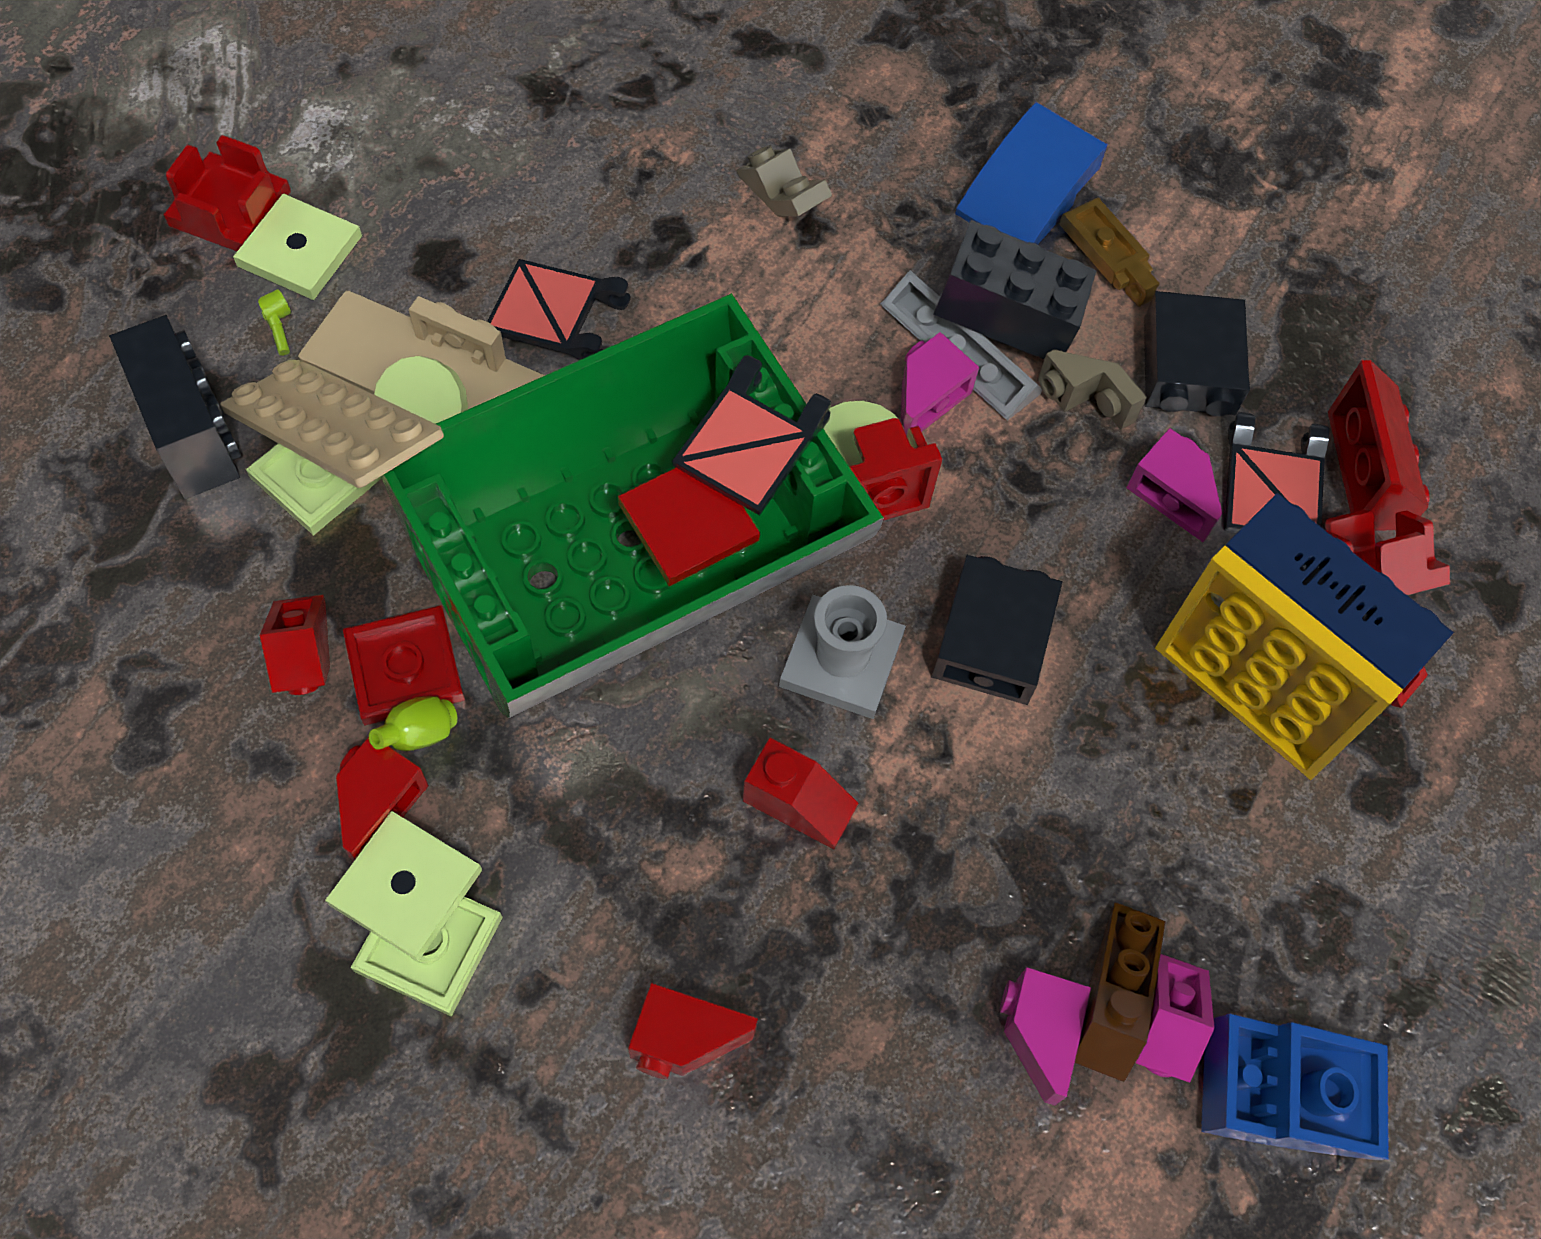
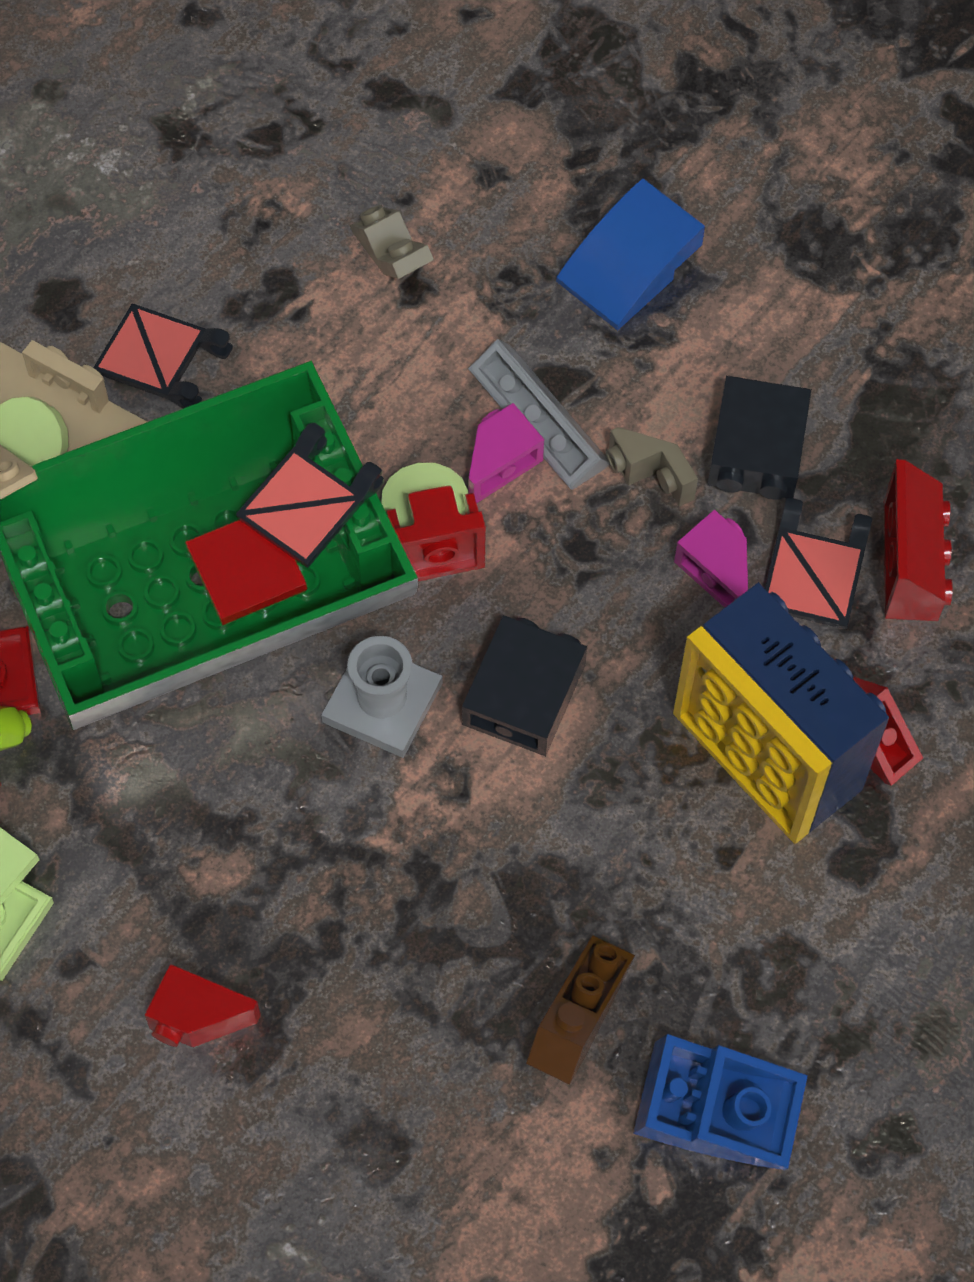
camera: 10 degrees right, 0 degrees up
(799, 793) = (322, 817): red slope -> none
(1015, 291) = (590, 367): black brick -> none
(1045, 1028) = (506, 1032): dark pink slope -> none
(1111, 249) = (698, 327): pearl gold hinge -> none
(1179, 1020) = (622, 1035): dark pink slope -> none
(1404, 559) = (879, 650): red panel -> none

